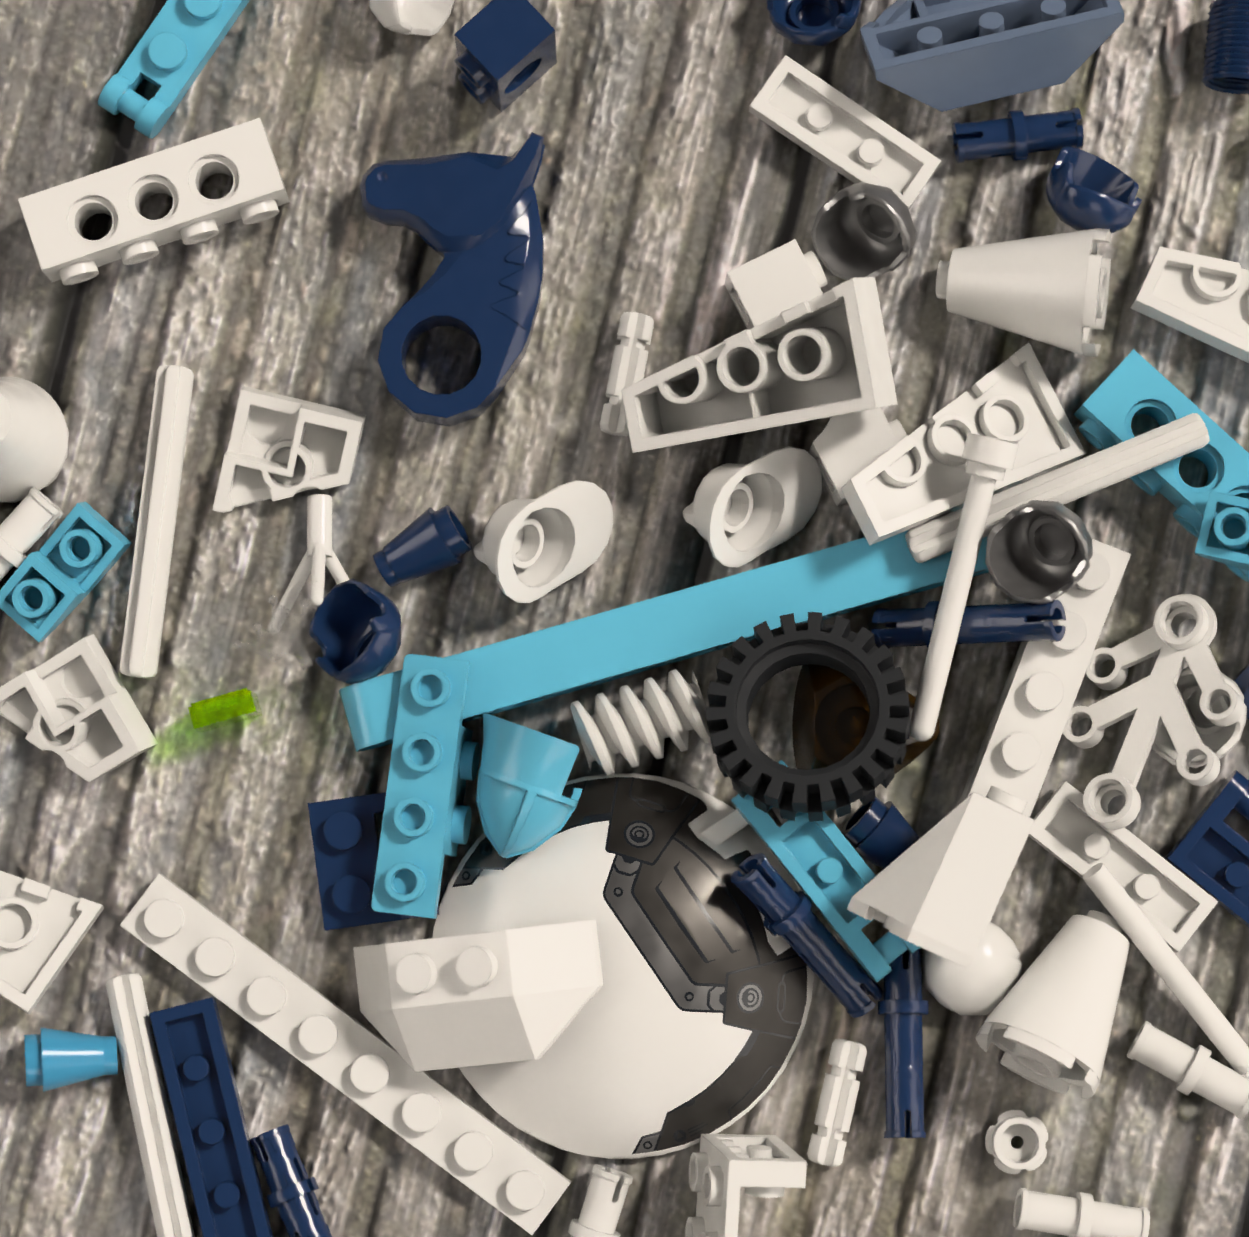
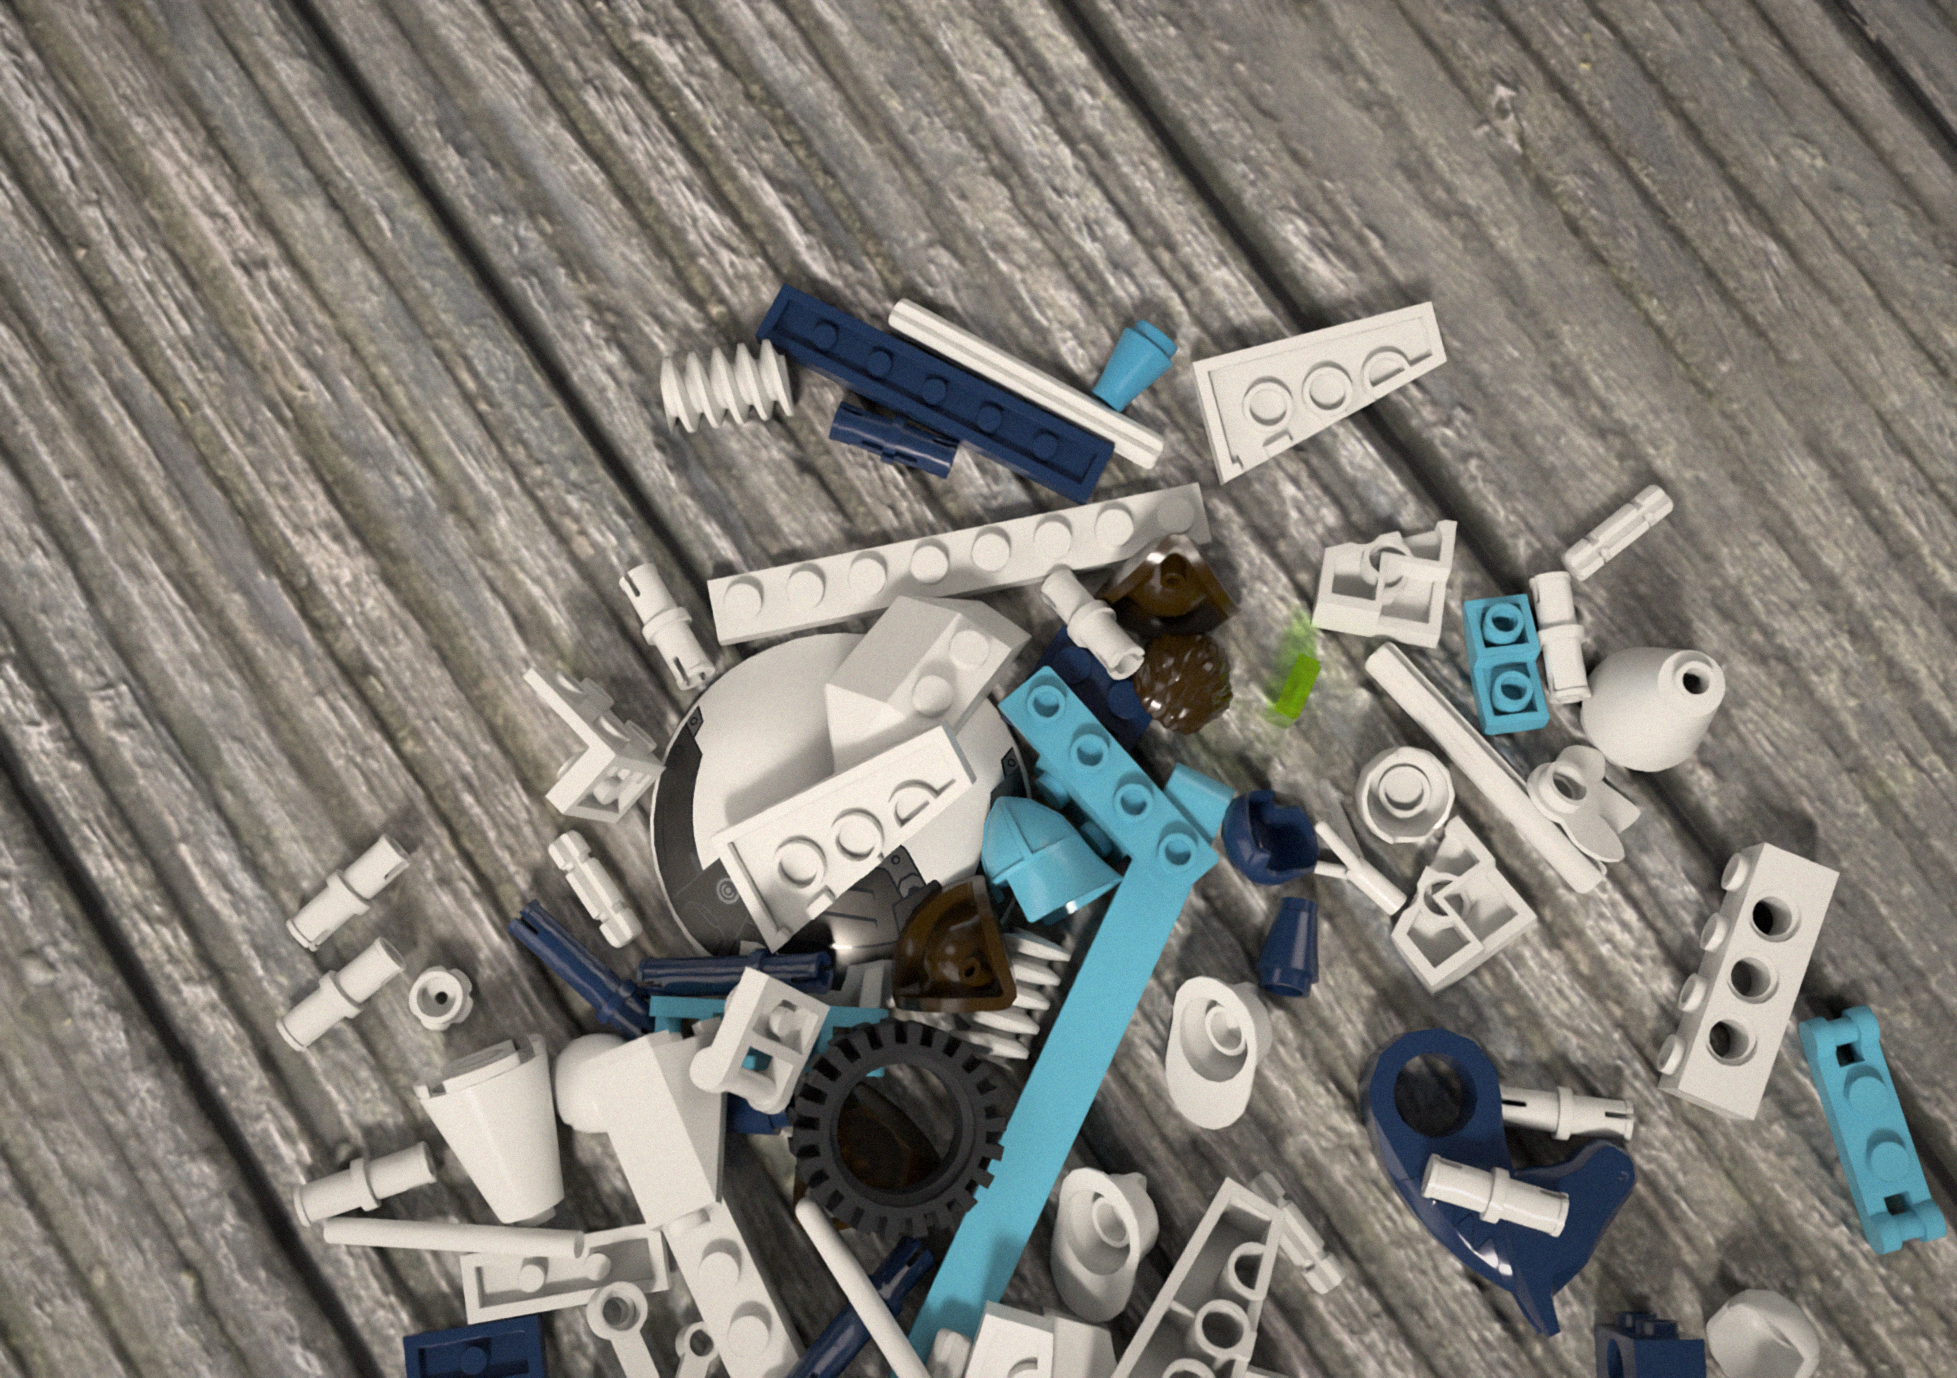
camera: 135 degrees right, 5 degrees down
(122, 421) = (1582, 803): none -> white plate
(230, 872) = (1168, 590): none -> dark brown hat
(233, 561) = (1404, 794): none -> white hair
(291, 800) = (1183, 681): none -> dark brown hair
(307, 906) = (1092, 624): none -> white pin
(369, 253) = (1566, 1113): none -> white pin
(478, 255) = (1495, 1195): none -> white pin
(649, 786) = (954, 954): none -> dark brown hat
(649, 953) = (826, 837): none -> white wing
(818, 872) = (772, 1020): none -> white plate

